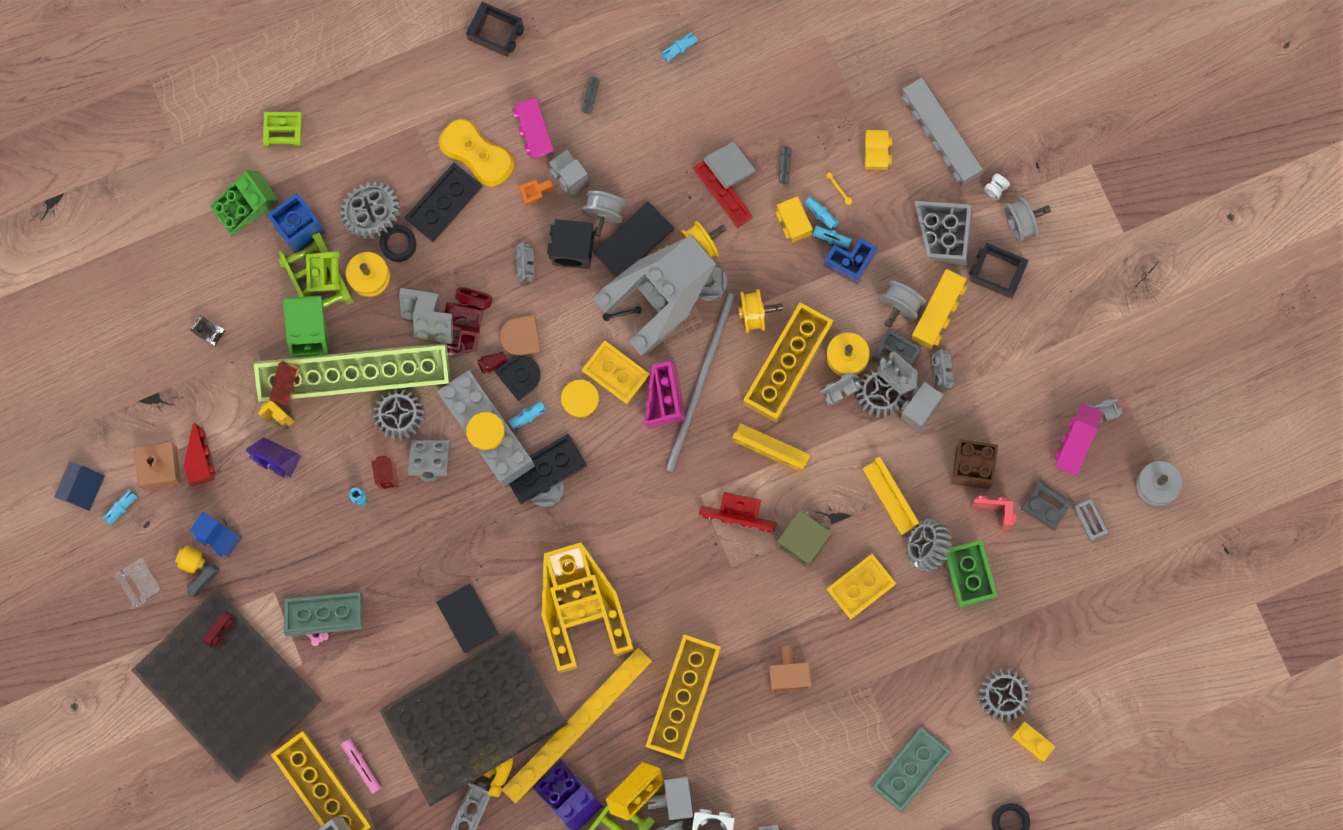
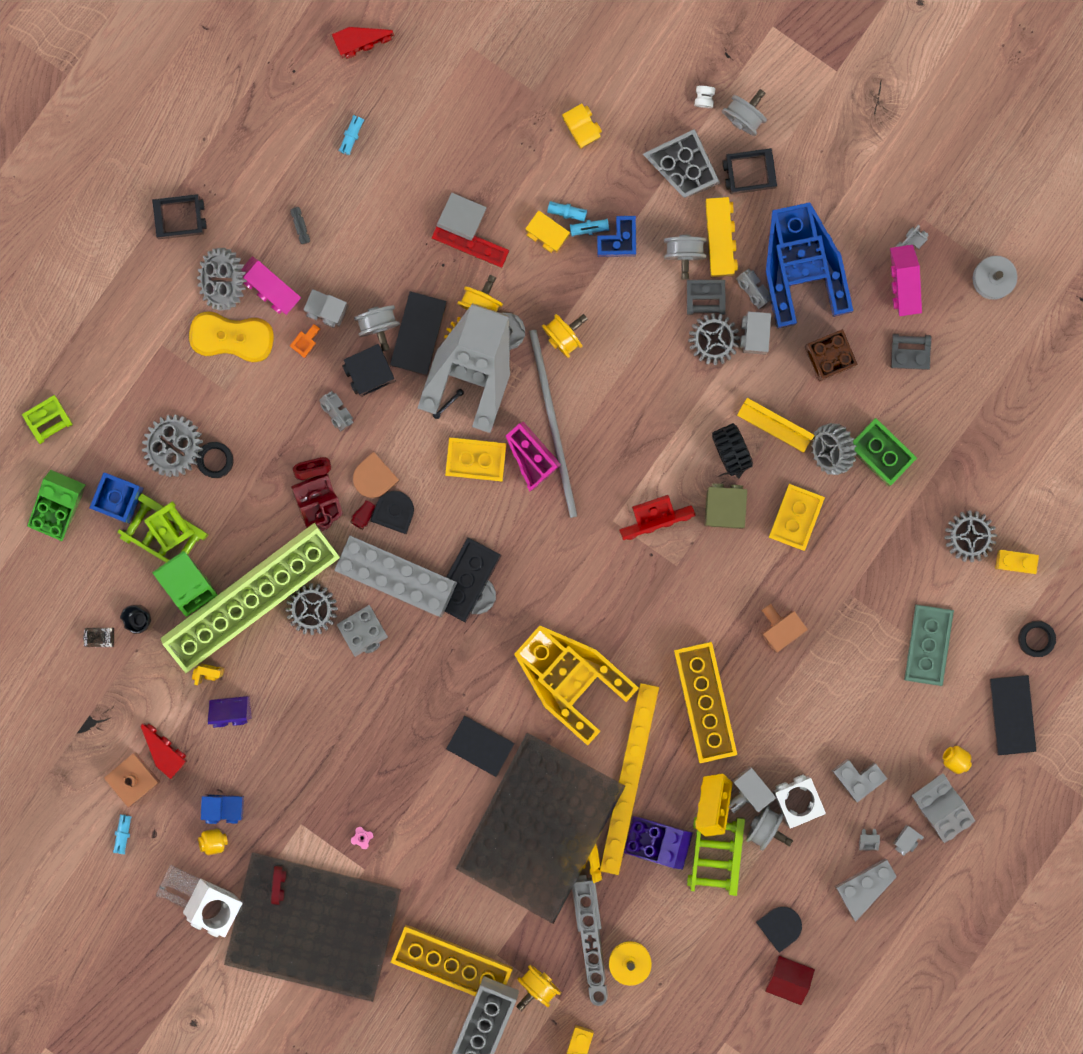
camera: 40 degrees left, 10 degrees up
(79, 486) = (74, 837): dark blue slope -> none
(157, 597) = (204, 894): none -> white brick
(197, 585) = (233, 860): dark grey plate -> none
(248, 333) = (136, 618): none -> black hair
(284, 383) = (201, 644): clear red brick -> none
(323, 614) = (356, 817): sand green tile -> none
(348, 746) = (490, 934): bright pink pin -> none
(358, 497) = (326, 697): medium azure pin -> none
(368, 274) = (207, 503): yellow wheel -> none
(385, 473) = (333, 667): clear red brick -> none
(427, 320) = (278, 505): light grey bracket -> none
(443, 202) = (231, 399): black tile -> none
(485, 431) = (400, 581): yellow tile -> none
(506, 86) = (221, 293): none -> light grey gear
(527, 415) = (423, 543): medium azure pin -> none
(580, 398) = (458, 500): yellow tile -> none
(771, 448) = (648, 444): yellow fence -> none
(785, 165) = (509, 186): dark grey axle -> none
(788, 362) = (619, 362): yellow brick -> none
(839, 492) = (732, 449): none -> black tyre
(847, 354) = (666, 324): yellow wheel -> none
(848, 200) = (582, 185): yellow hinge -> none
(848, 383) = (674, 363): light grey hinge -> none
(898, 373) = (721, 317): light grey hinge -> none
(941, 132) = (627, 75): light grey brick -> none
(1000, 362) = (803, 253): none -> blue wedge
(1001, 504) = (885, 383): coral bracket -> none
(1077, 509) = (951, 349): light grey tile -> none

